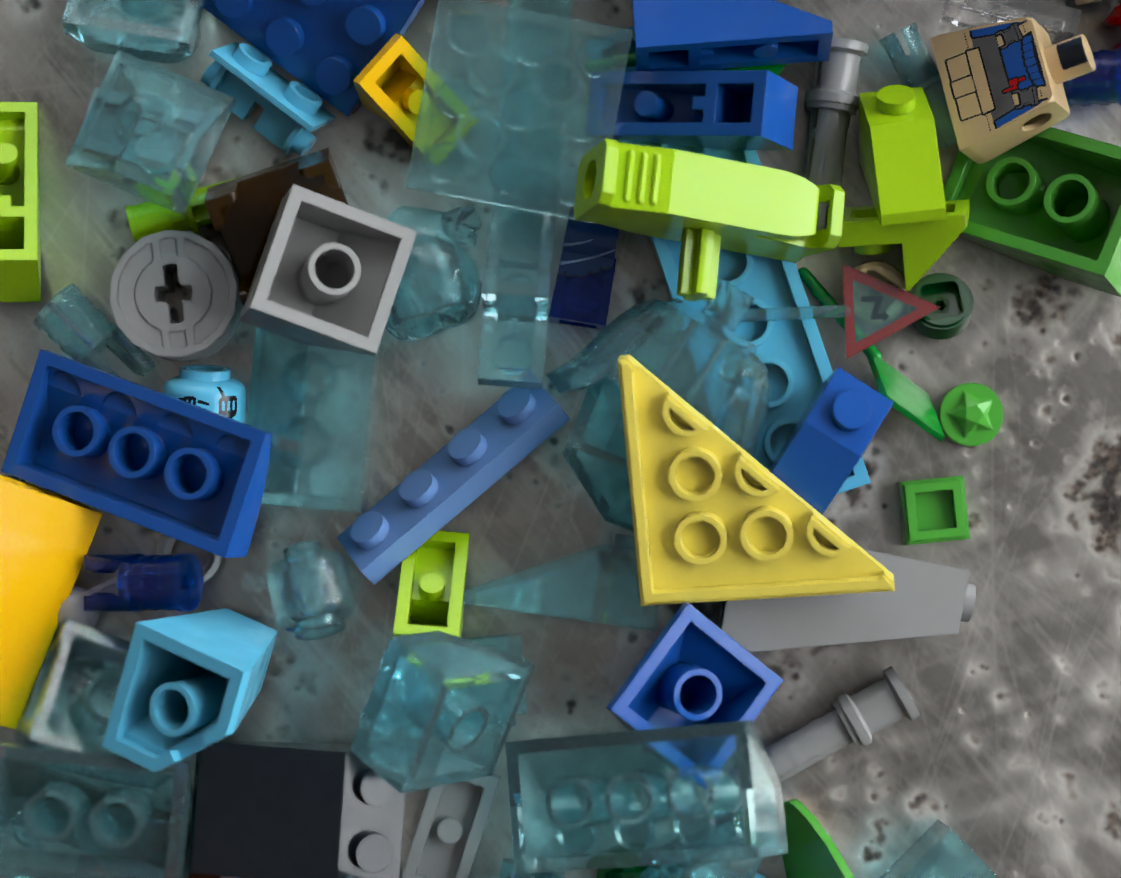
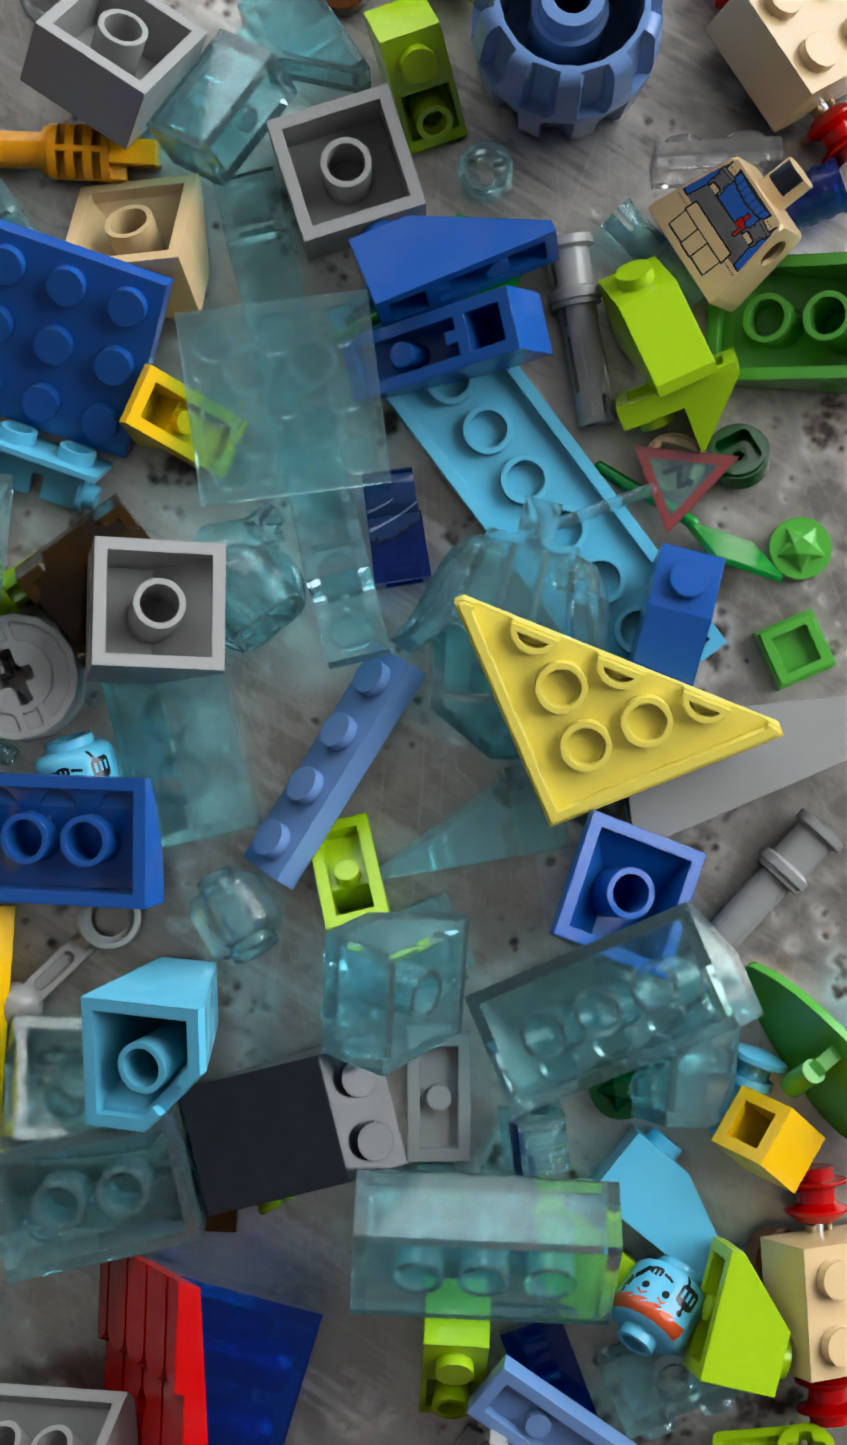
camera: 15 degrees left, 0 degrees up
(147, 582) = (78, 956): clear blue hinge -> none
(706, 207) = (489, 433): lime piece -> none

